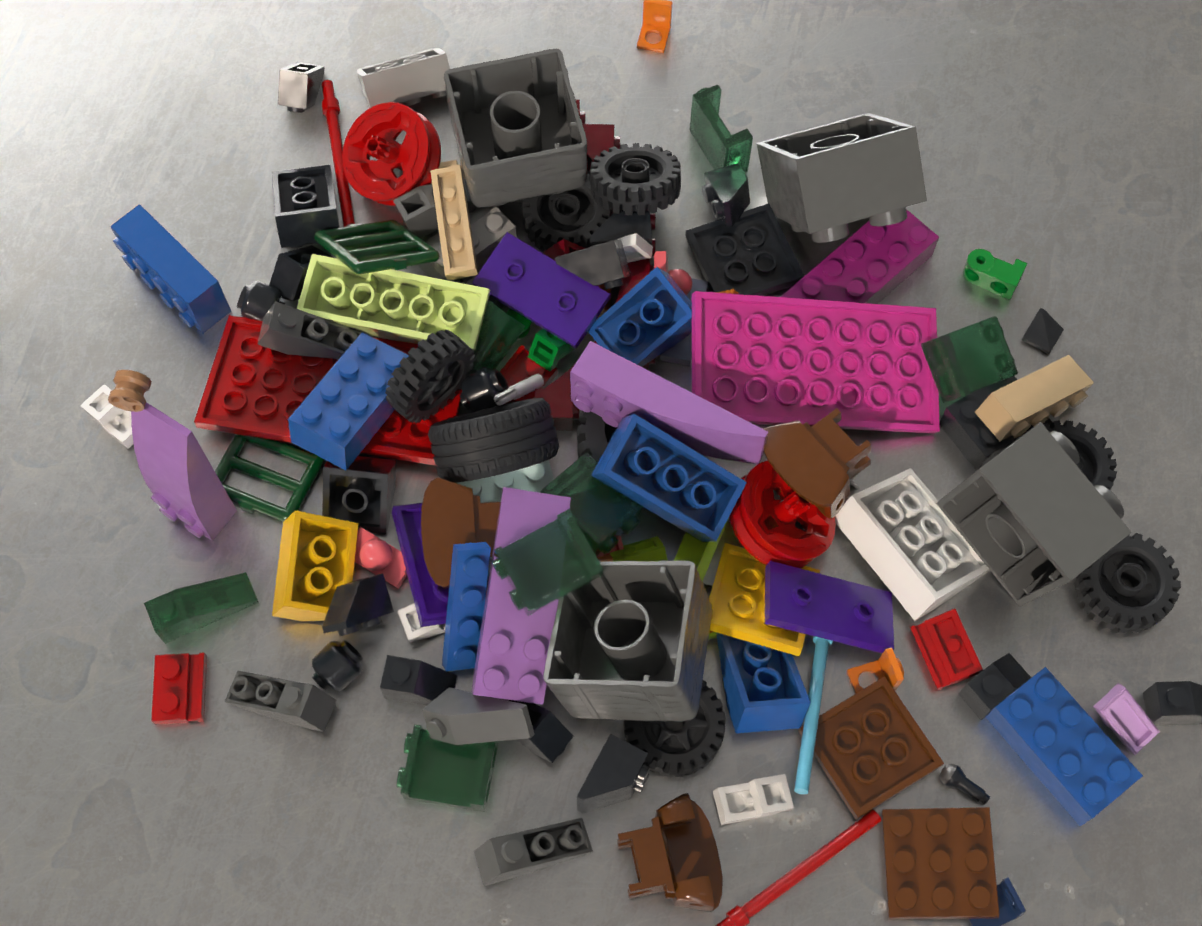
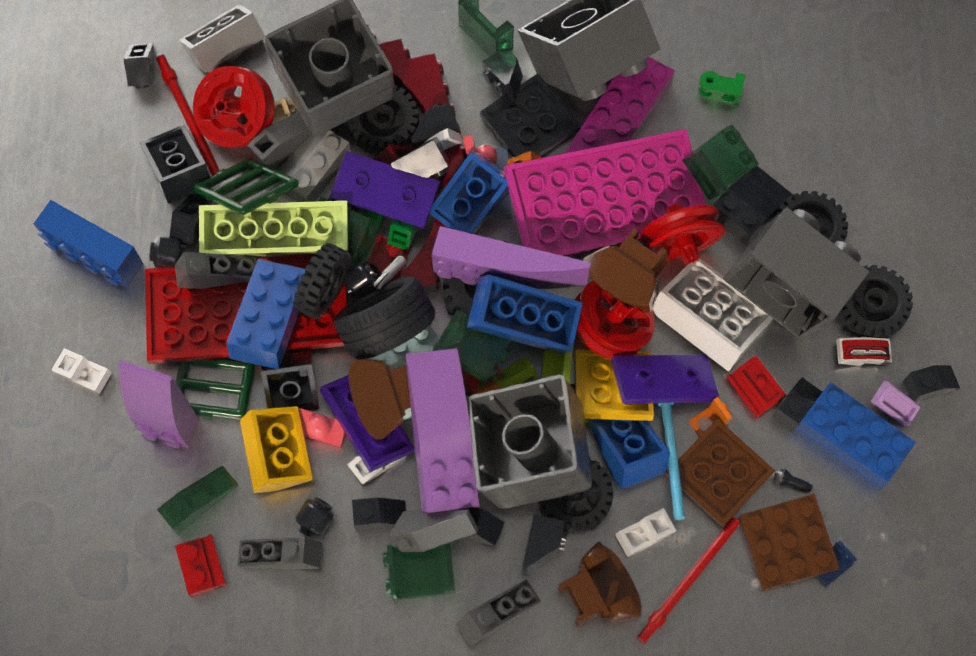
camera: 15 degrees left, 5 degrees up
(129, 390) = (117, 359): medium nougat wheel -> none
(358, 603) = (318, 468): black slope -> none
(454, 222) = (302, 152): tan plate -> none
(465, 605) = (400, 448): blue plate -> none
(547, 564) = (456, 403): clear green panel -> none
(635, 179) = (433, 83): black wheel -> none
(901, 430) = (684, 232): none -> red wheel
(1034, 398) = (776, 180): tan brick -> none
(1043, 332) = (769, 124): black slope -> none
(1099, 639) = (864, 350): none -> slope

